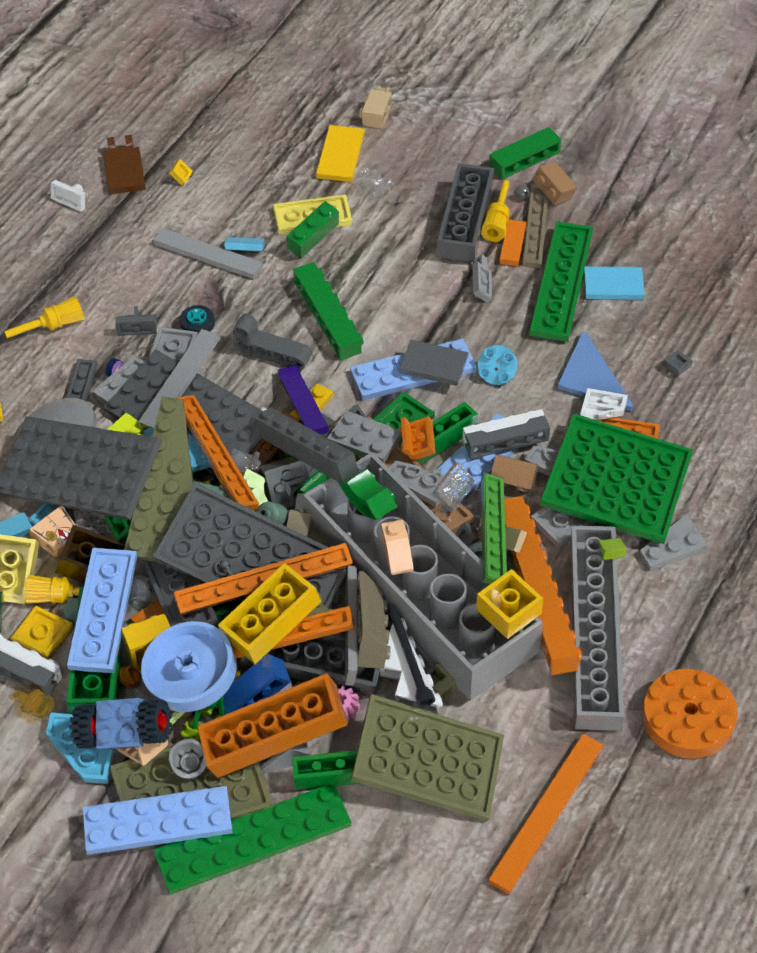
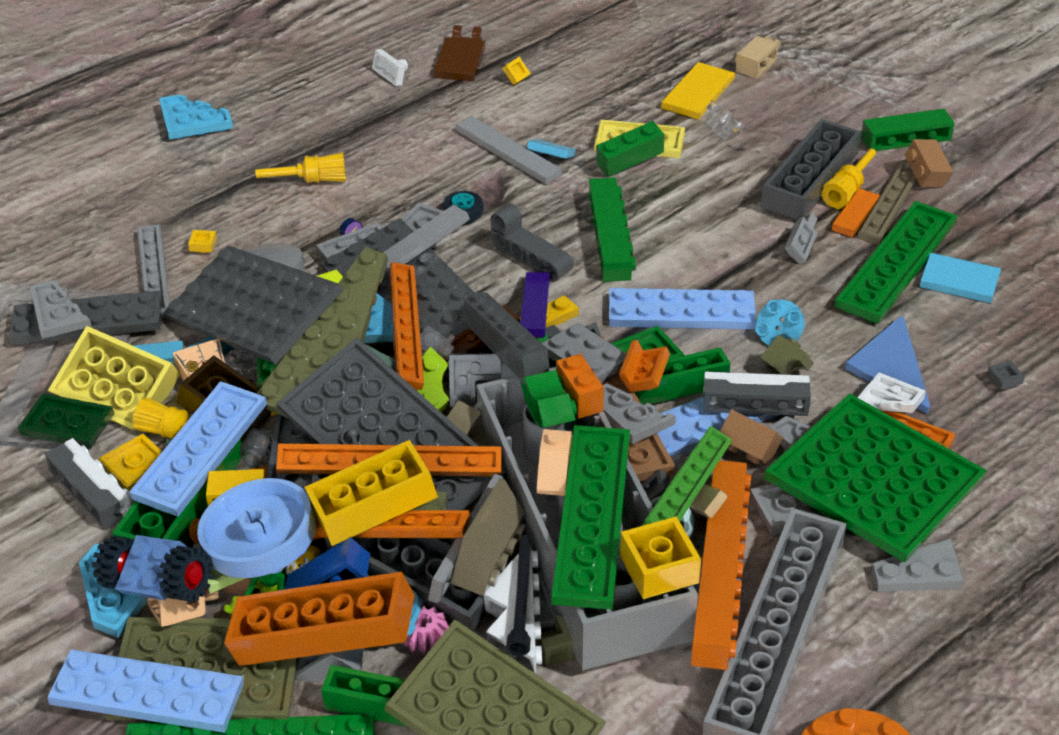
camera: 20 degrees right, 10 degrees down
(35, 703) = (86, 530): clear yellow piece -> none
(82, 379) = (314, 233): dark grey tile -> none
(136, 324) = (396, 194): dark grey panel -> none
(190, 762) = (214, 639): light grey helmet -> none
(274, 511) = (439, 398): sand green head -> none
(388, 473) = (581, 385): none -> orange brick
(433, 362) = (705, 303): dark grey tile -> none
(444, 584) = (591, 518): none -> green plate
(453, 488) = (658, 424): clear bracket -> none
(513, 393) = (785, 356): none -> olive brick
(522, 192) = (888, 166): dark grey hinge -> none
(612, 548) = (830, 545): lime slope -> none

